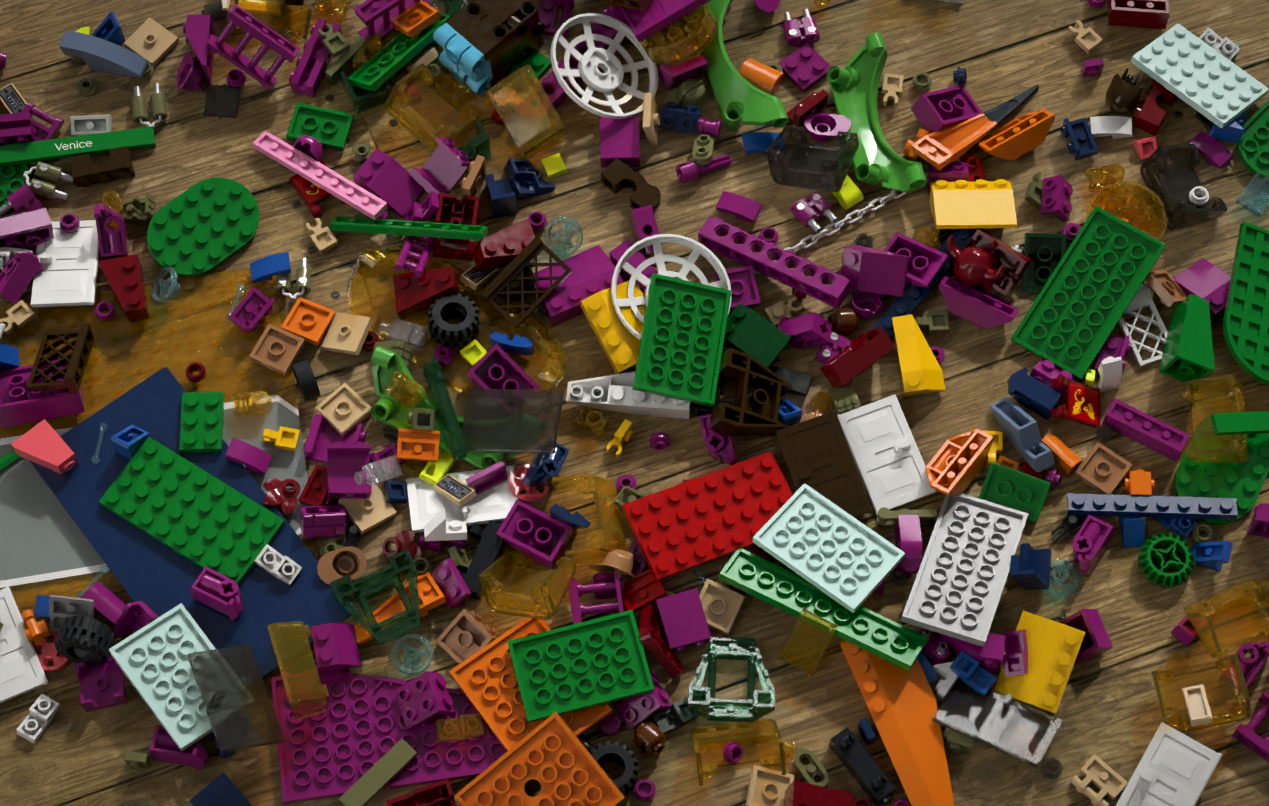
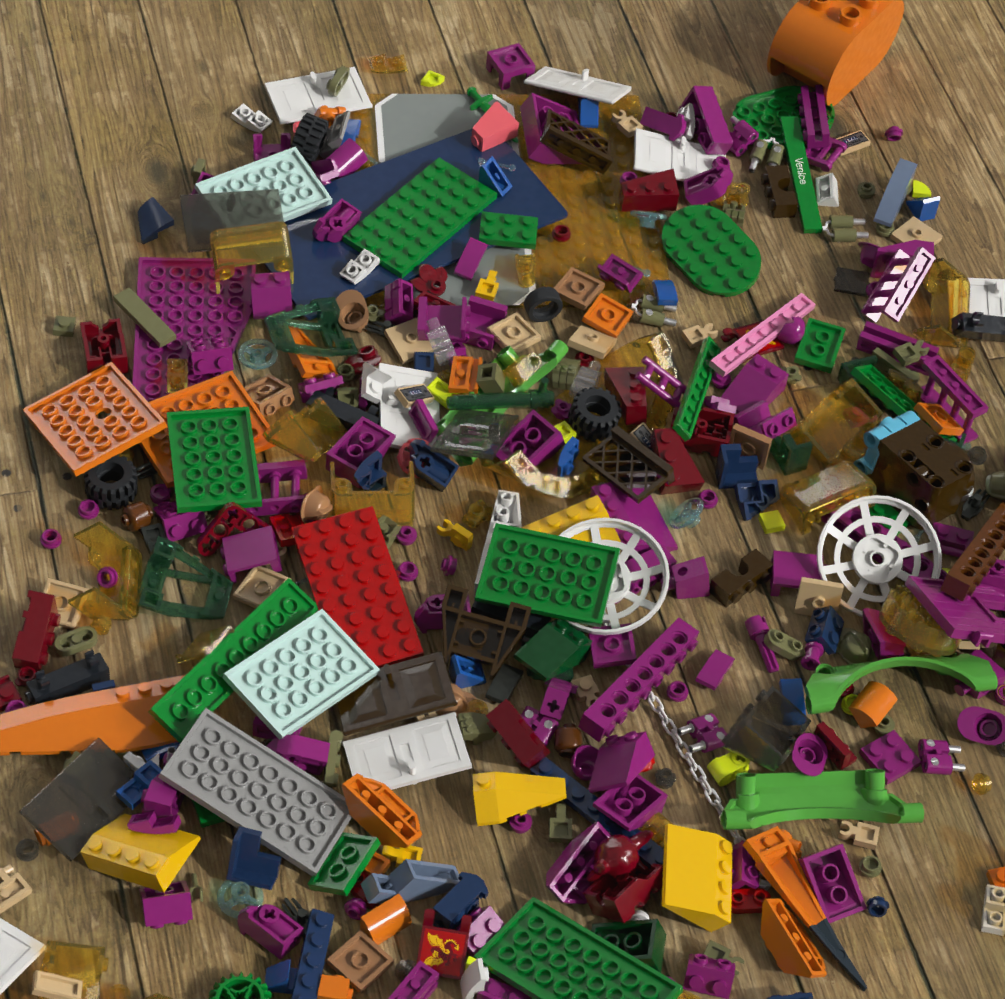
camera: 90 degrees right, 15 degrees down
(670, 478) = (408, 571): none -> magenta plate

